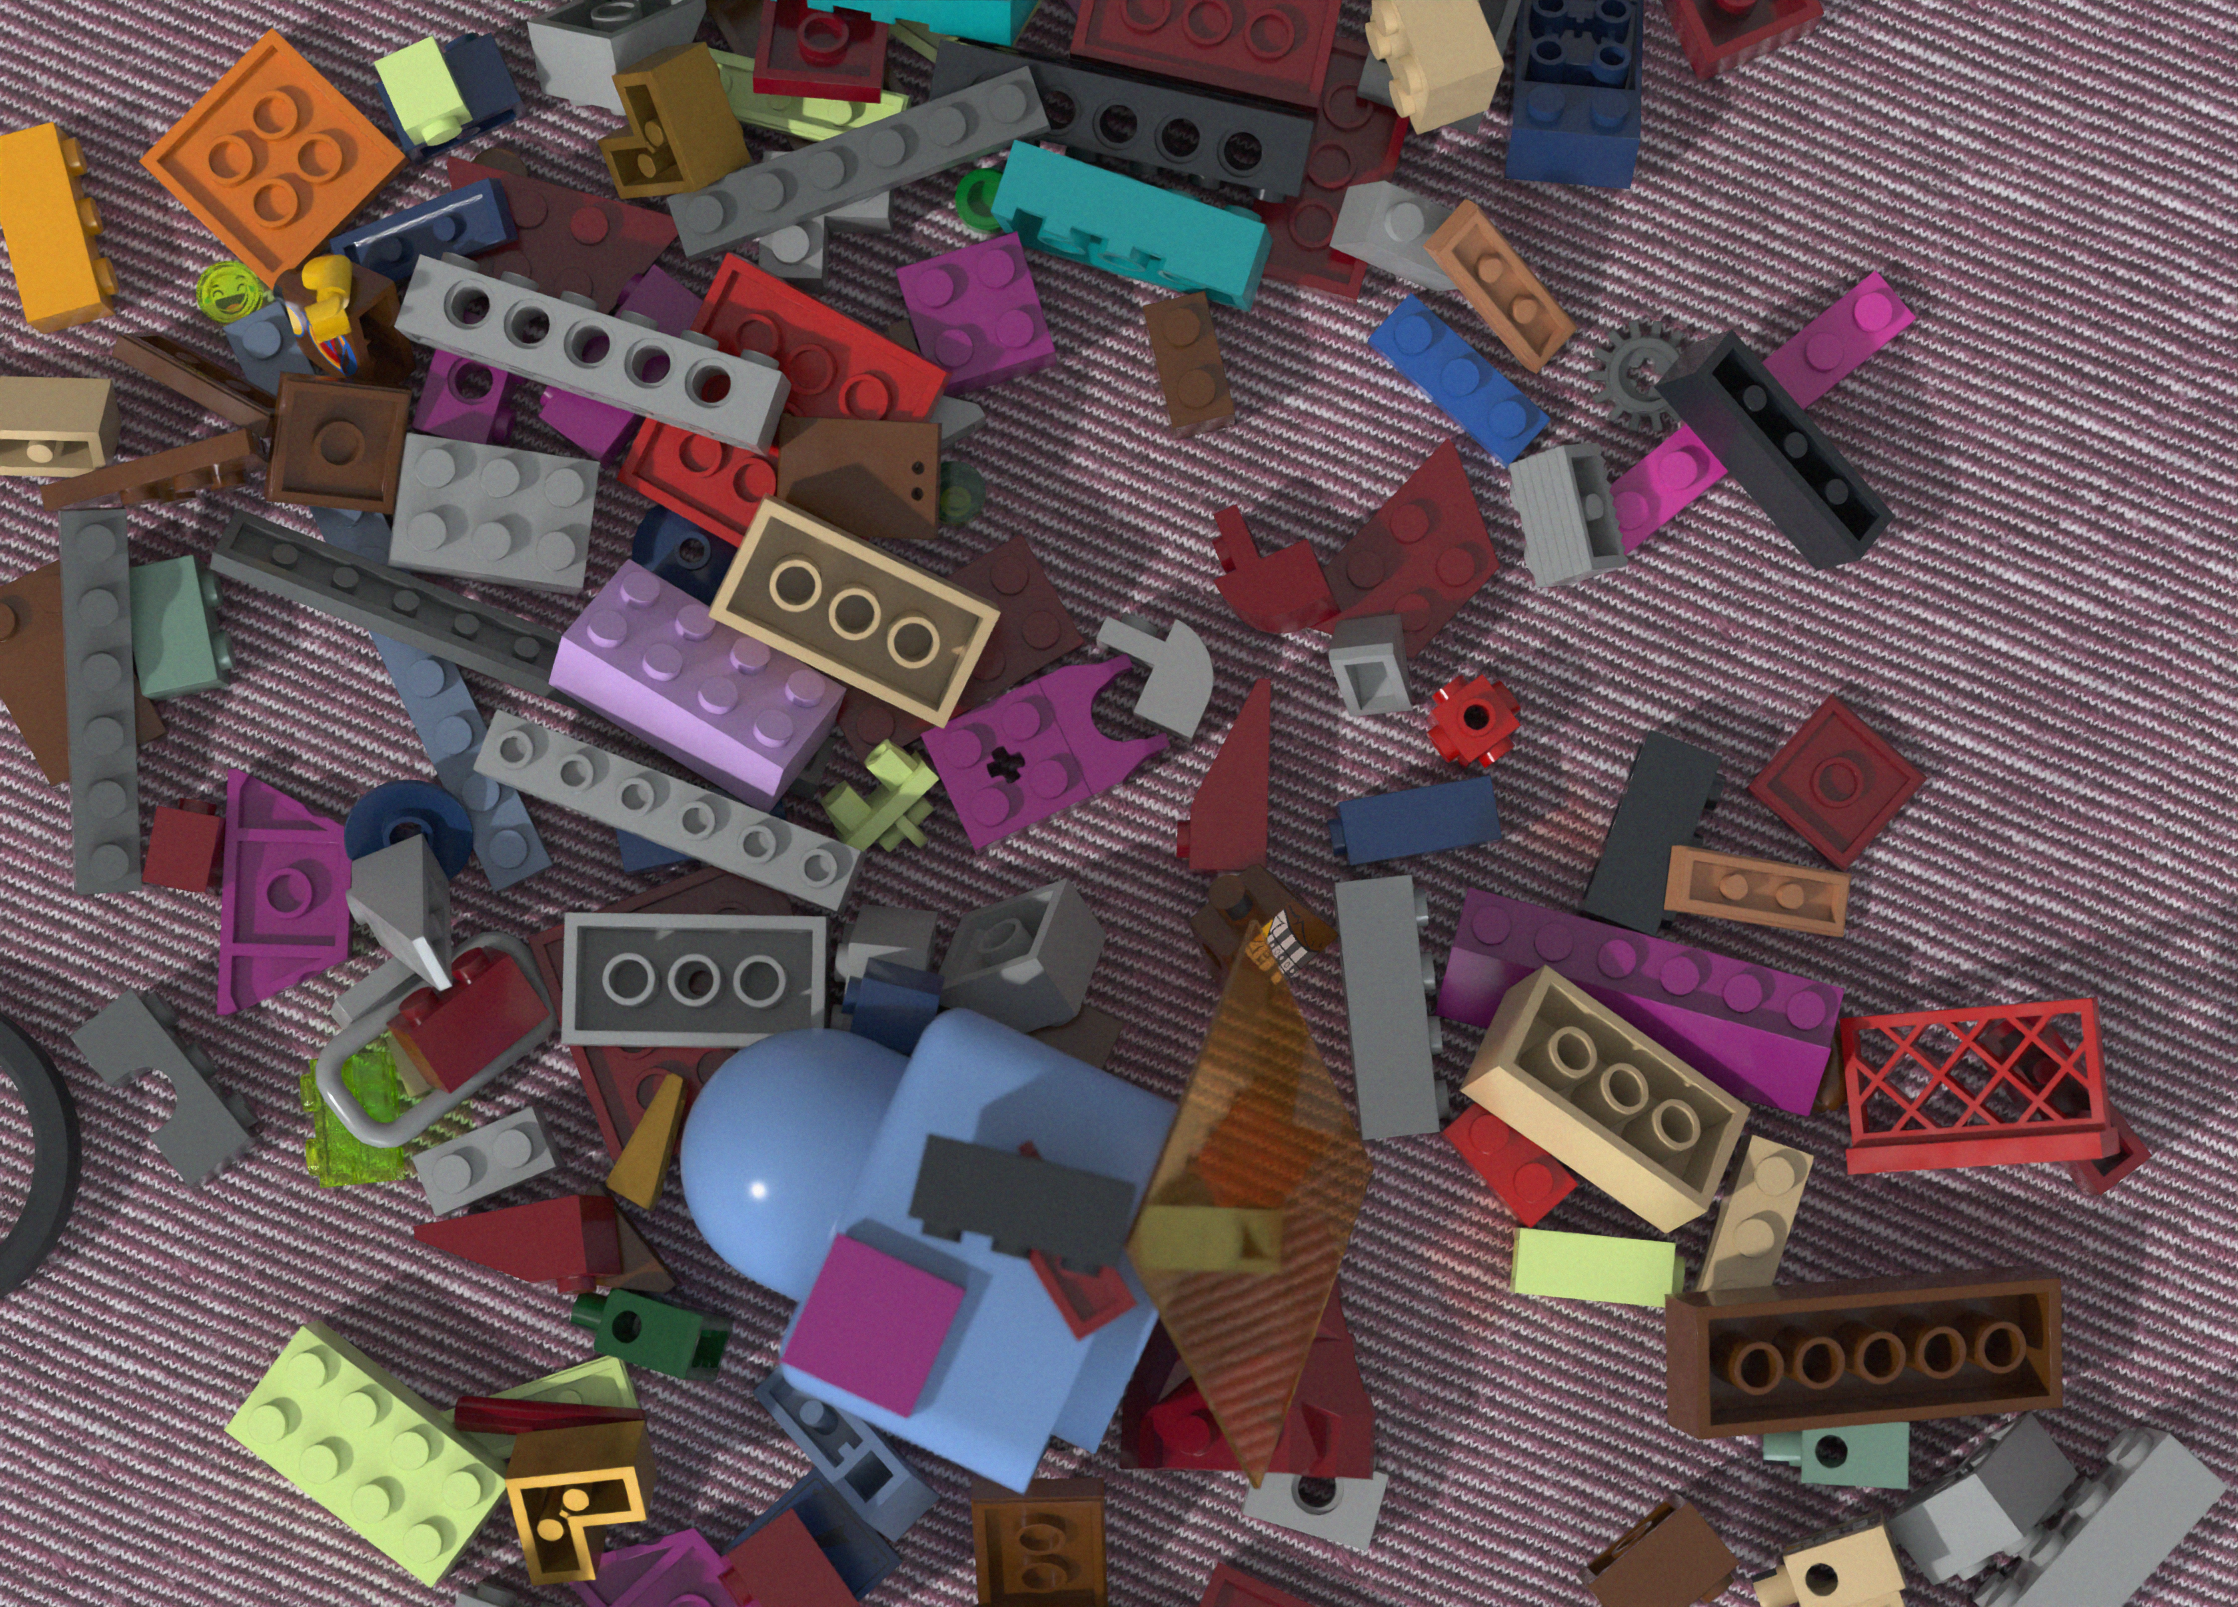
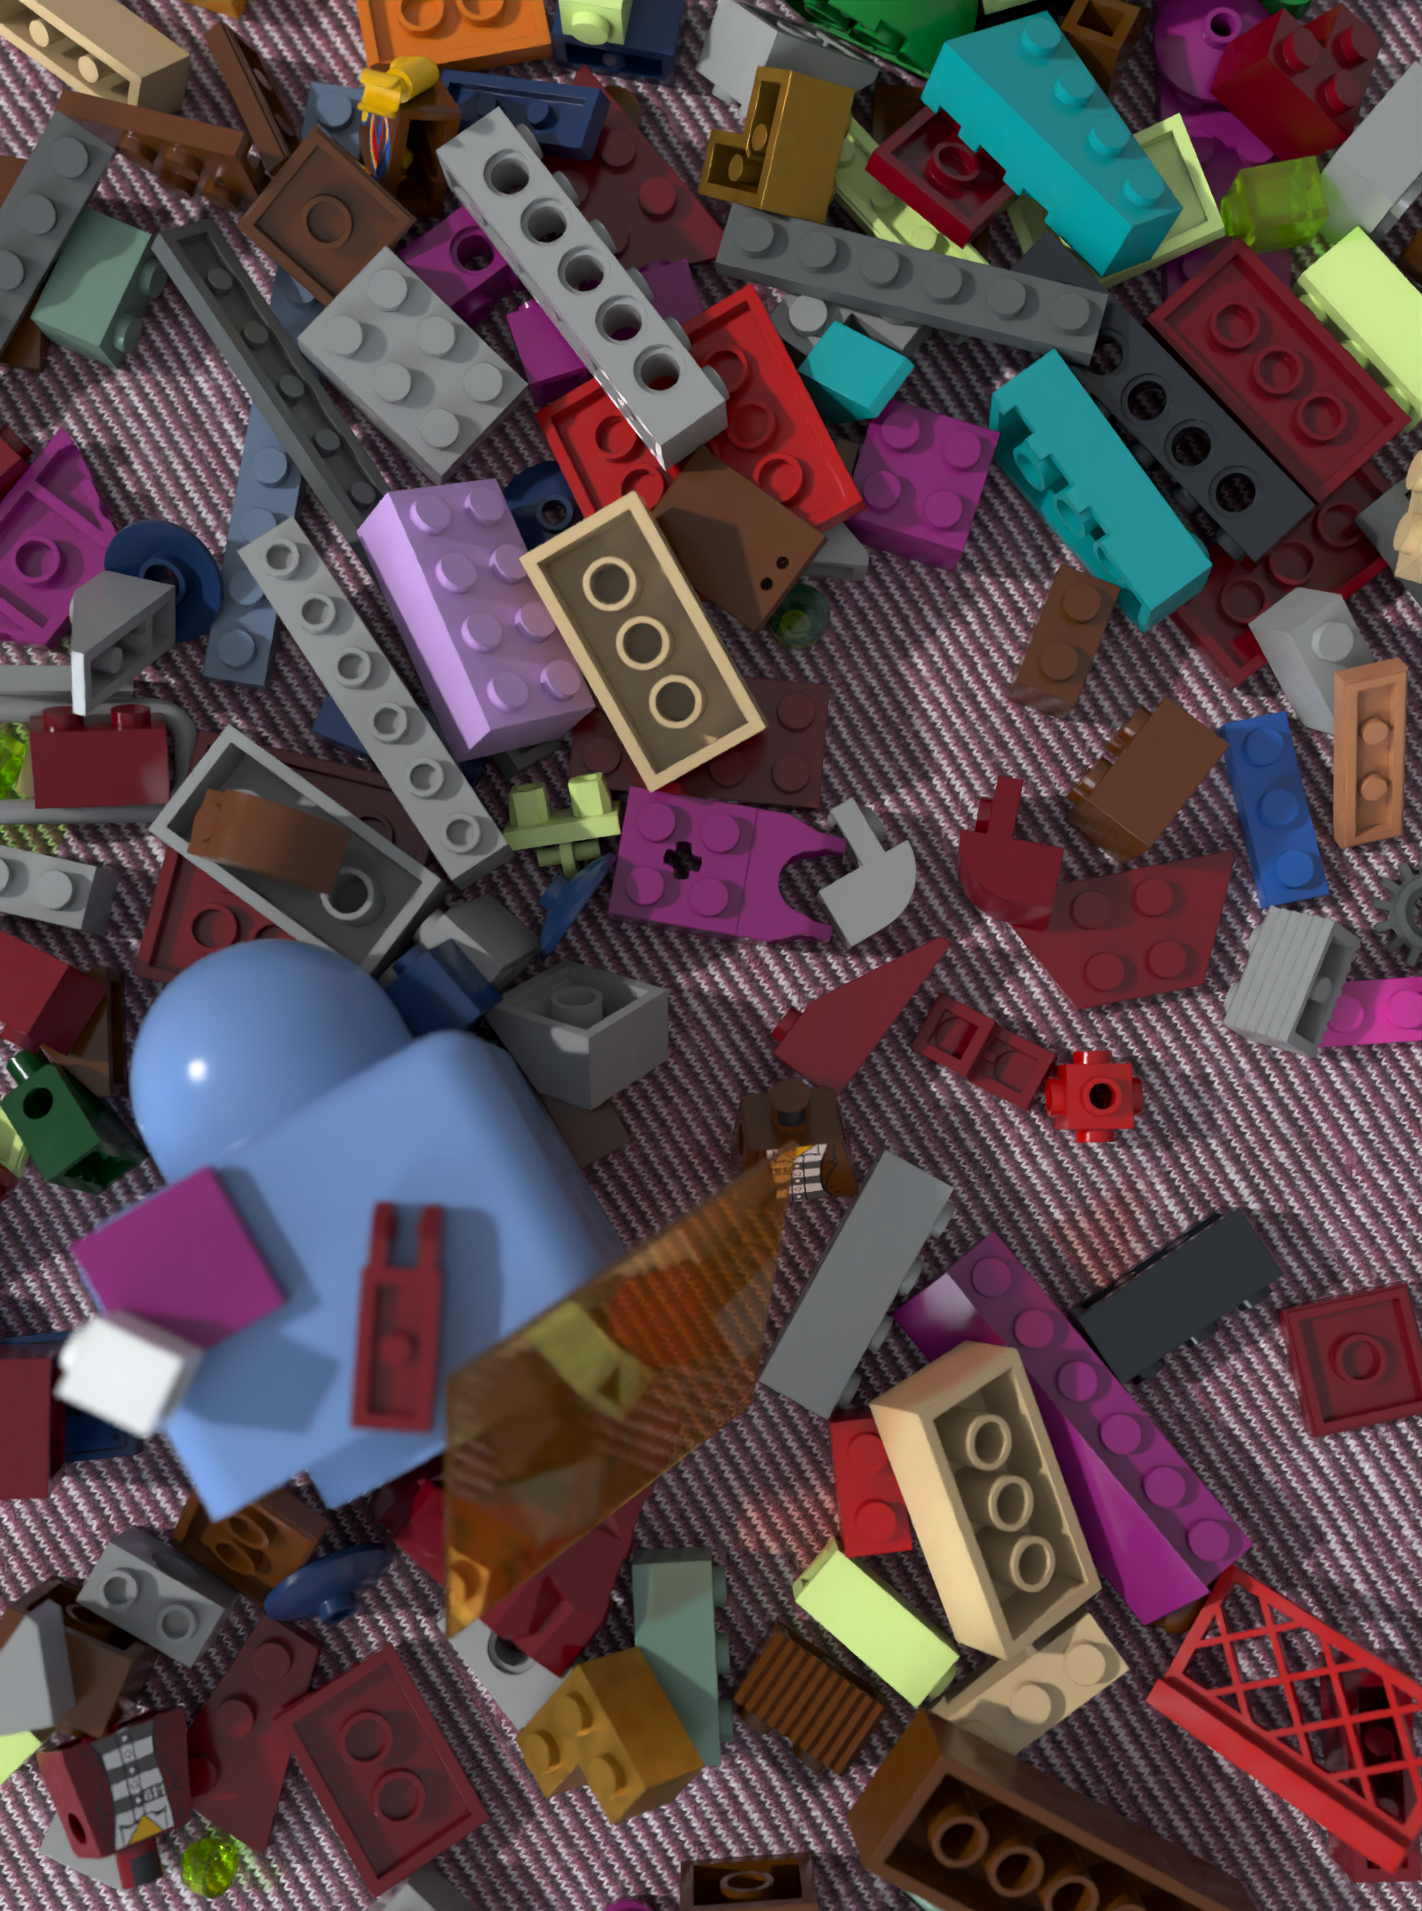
camera: 30 degrees right, 0 degrees up
(228, 292) = (336, 58): clear neon green tile -> none
(646, 1158) = (144, 978): pearl gold slope -> none
(670, 981) = (269, 840): none -> reddish brown brick
(863, 269) = (852, 375): none -> teal slope
(891, 1409) = (129, 1371): none -> white brick
(936, 863) = (566, 899): none -> dark blue dish
(975, 199) = (976, 395): green tile -> none
(1021, 1204) = (383, 1264): black brick -> none
(1134, 1545) = (329, 1585): none -> dark blue dish
(1334, 438) = (1146, 782): none -> reddish brown brick
(1361, 748) = (984, 1053): none -> dark red slope
(1371, 665) = (1041, 991): light grey slope -> none
(1415, 822) = (987, 1146): dark blue brick -> none
(1440, 1494) = (614, 1733): none -> pearl gold brick
(1457, 1406) = (678, 1638): none -> sand green brick
(1583, 1367) = (808, 1700): none -> reddish brown brick
(1757, 891) = (1232, 1405): nougat tile -> none

